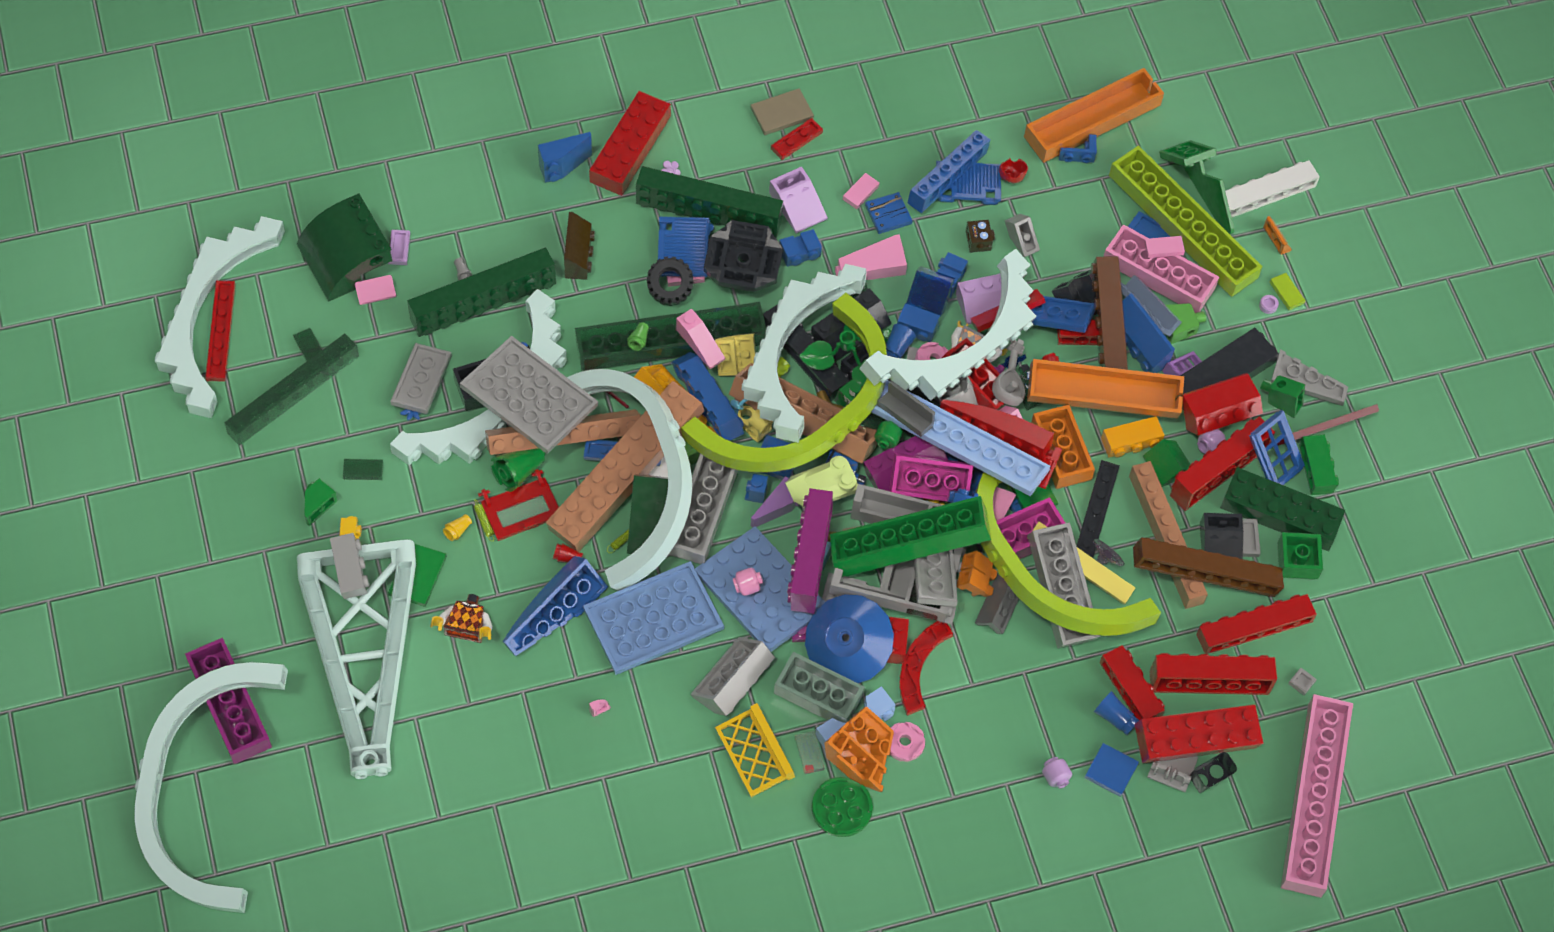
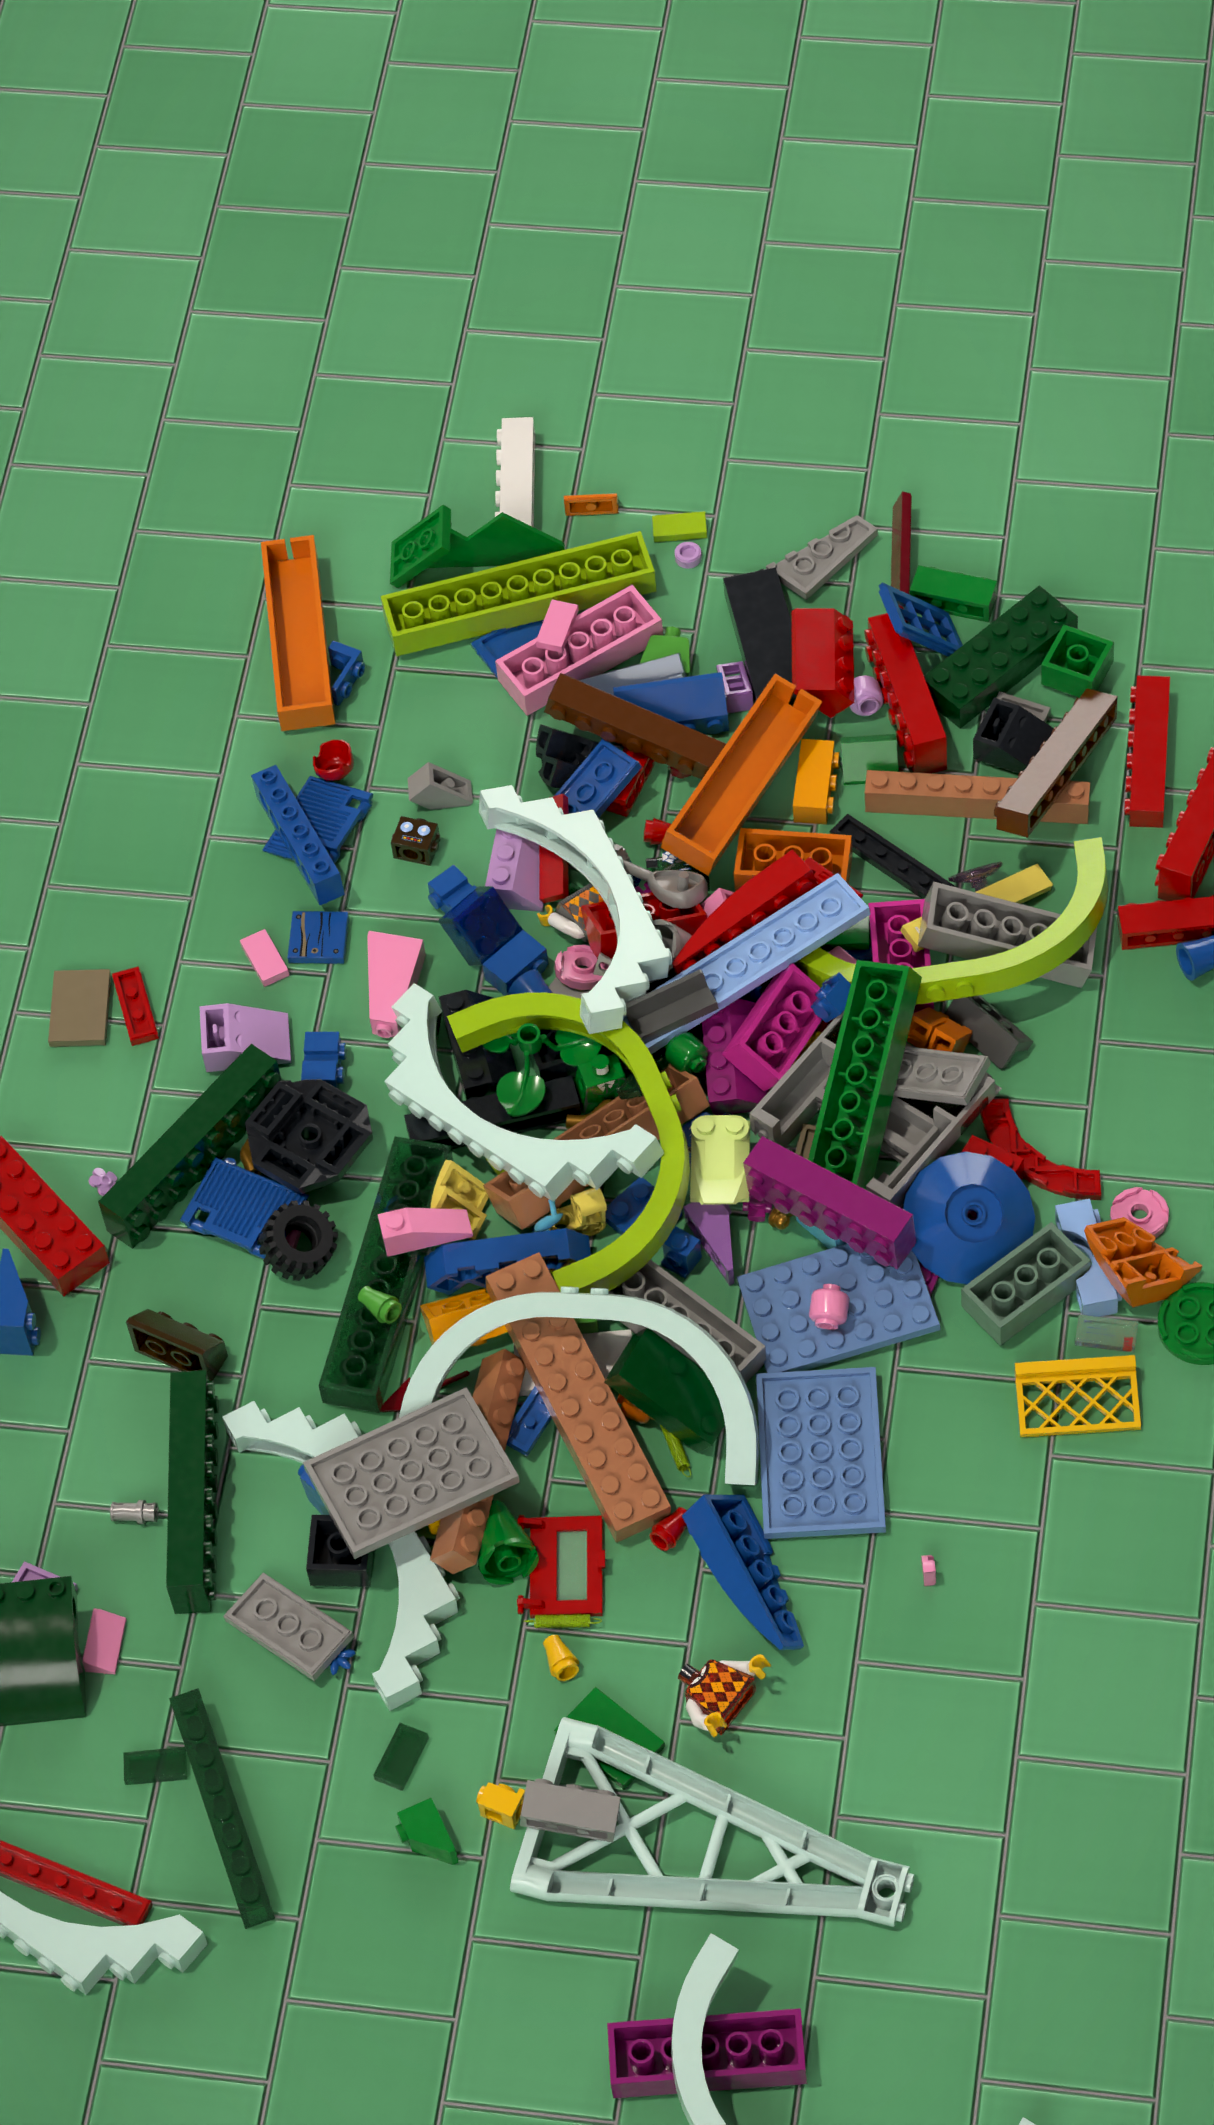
camera: 55 degrees left, 5 degrees down
(733, 675) = (954, 1383): light grey slope -> none
(1285, 394) = (837, 585): green torso -> none

